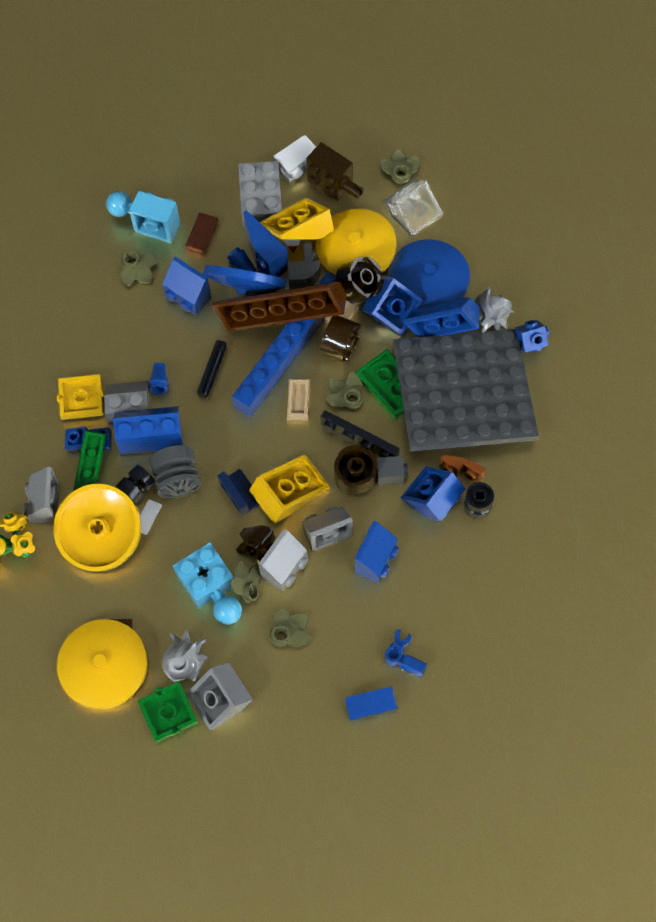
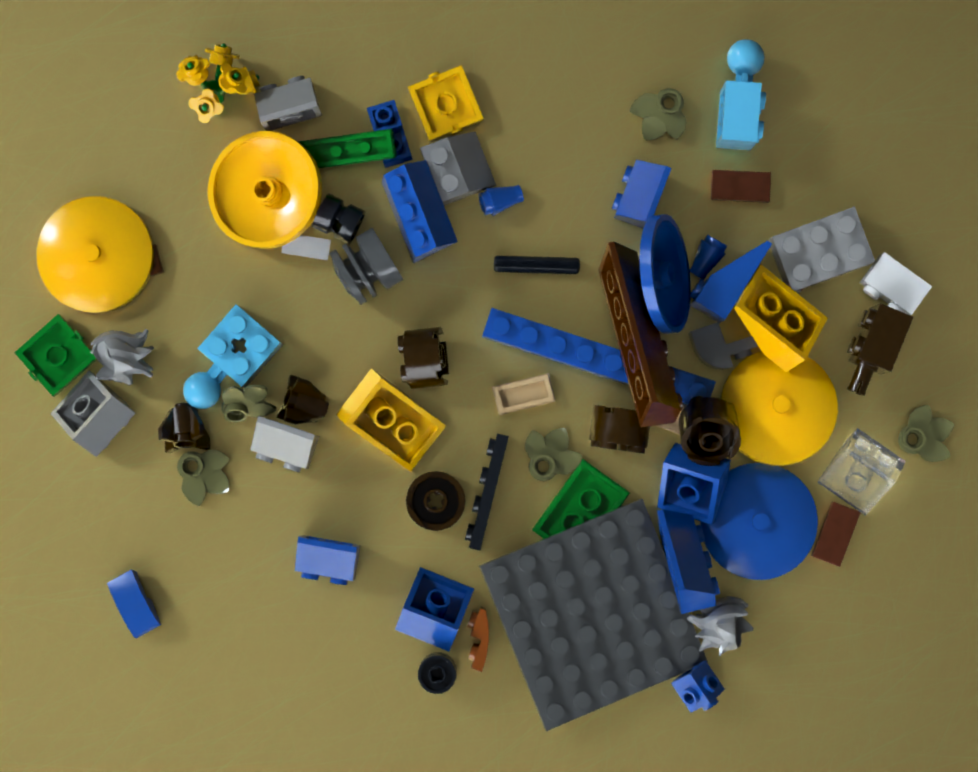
camera: 75 degrees right, 20 degrees up
(237, 489) = (374, 351): dark blue panel -> none
(252, 450) = (423, 358): none -> dark brown brick
(252, 630) = (183, 429): none -> dark brown brick
(327, 527) = (347, 484): light grey slope -> none
(391, 470) = (451, 547): dark grey brick -> none
(395, 657) = (203, 616): blue bar -> none
(450, 233) = (835, 533): none -> copper tile

